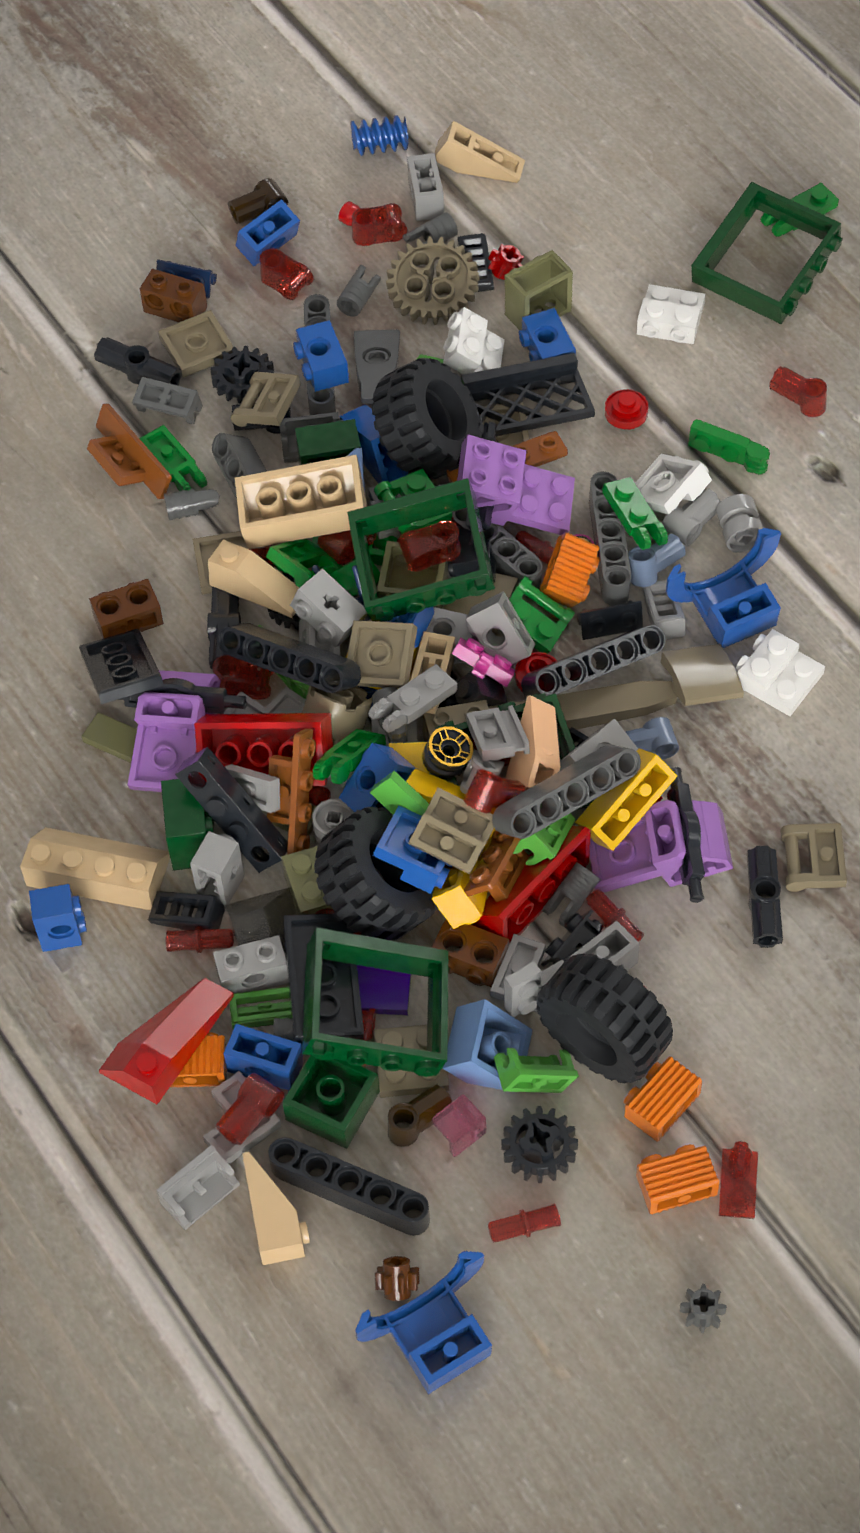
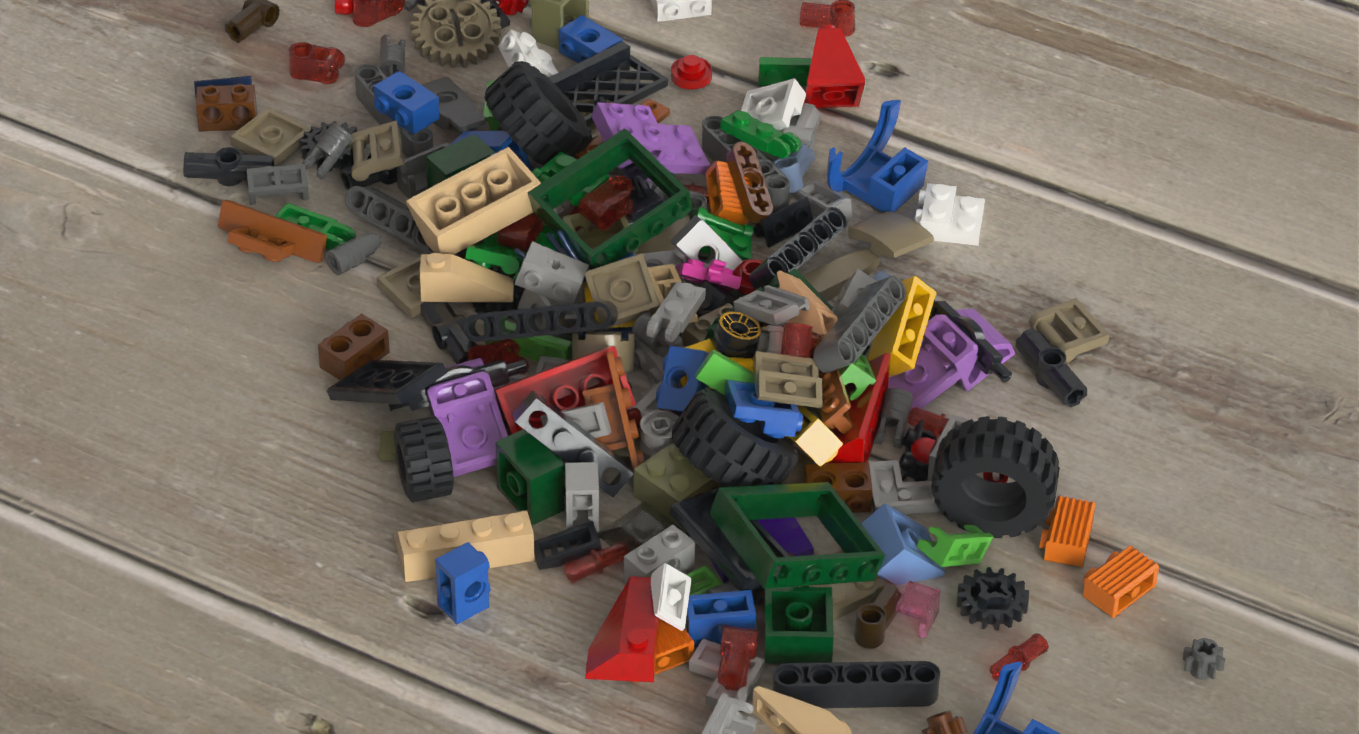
camera: 30 degrees left, 15 degrees down
(100, 766) = (423, 459): none -> black tyre
(215, 1023) = (670, 595): none -> white slope
(227, 379) = (331, 146): none -> dark grey hinge
(267, 231) = (281, 33): blue brick -> none
(345, 756) = (644, 373): green hinge -> none
(523, 987) = (915, 482): light grey plate -> none
(565, 947) = (922, 449): none -> red hinge
(582, 544) = (744, 163): none -> reddish brown beam
(738, 1181) = (1172, 572): clear red hinge -> none
(739, 522) = (846, 121): light grey wheel -> none
(750, 461) = (833, 72): none -> red slope

